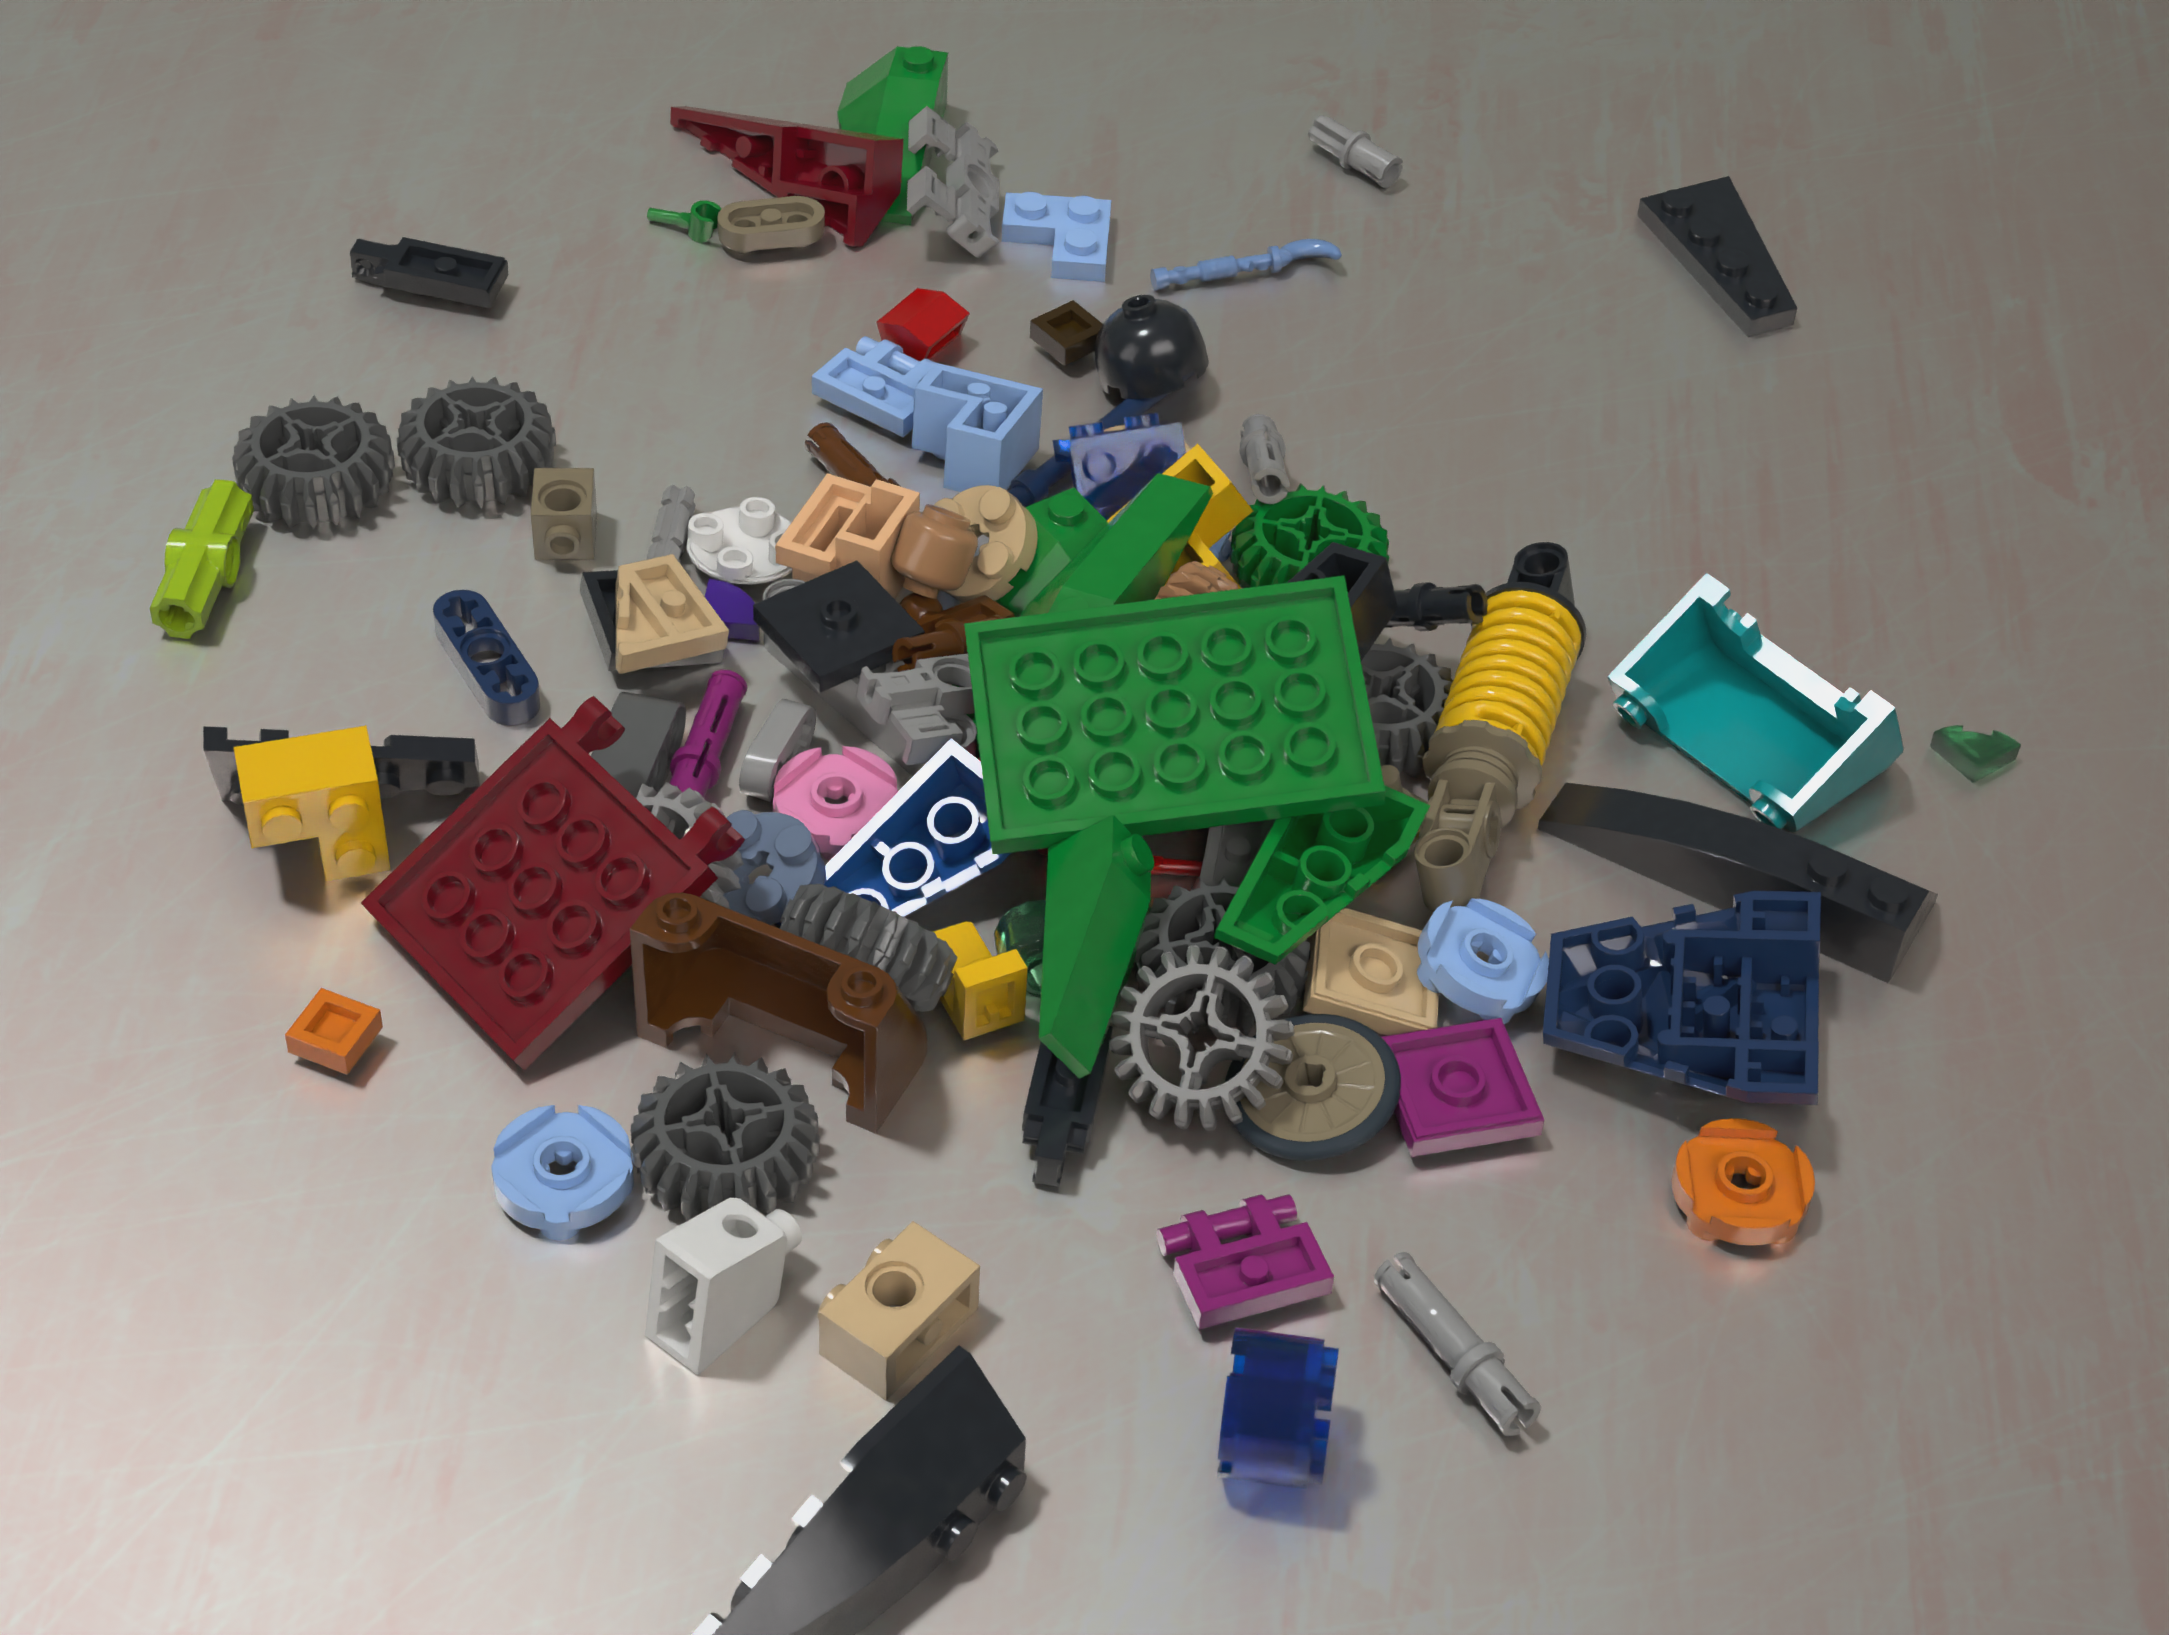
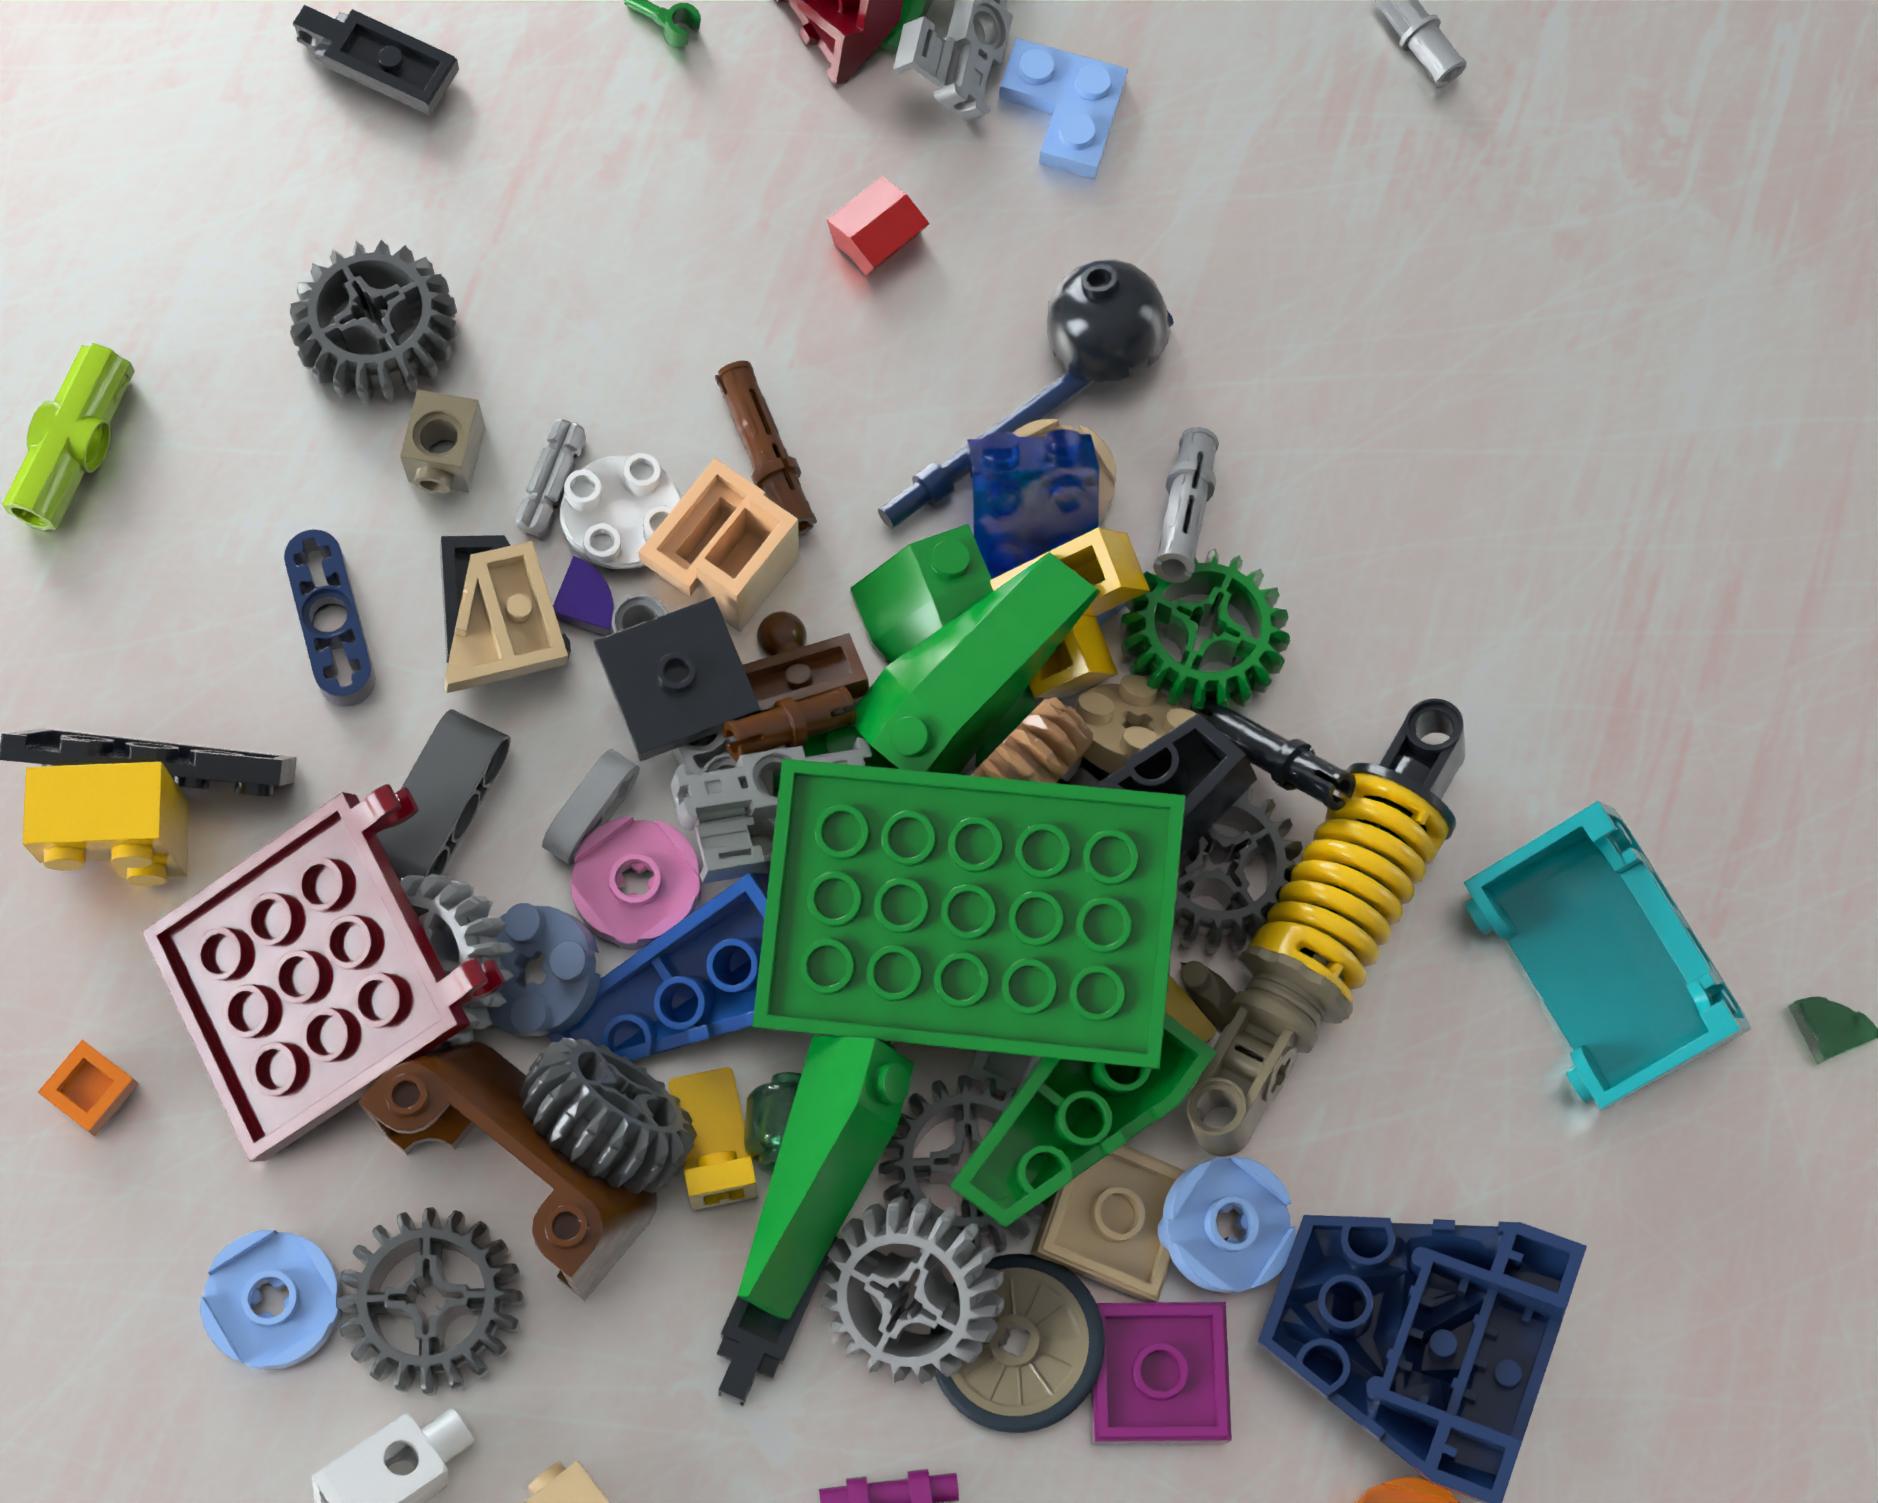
camera: 10 degrees right, 25 degrees up
(314, 461) = (227, 294): dark grey gear -> none
(719, 702) = (508, 806): magenta pin -> none
(771, 223) = (751, 40): dark tan plate -> none
(873, 383) = (806, 317): light blue plate -> none
(934, 551) = (801, 587): medium nougat head -> none
(977, 425) = (901, 405): light blue brick -> none
(1010, 544) = (826, 563): tan plate -> none
(1066, 332) = (1030, 263): dark brown plate -> none
(1229, 266) = (1233, 186): medium blue piece -> none
(1714, 854) = (1549, 1149): black wedge -> none
(1723, 252) = (1788, 253): black wing -> none

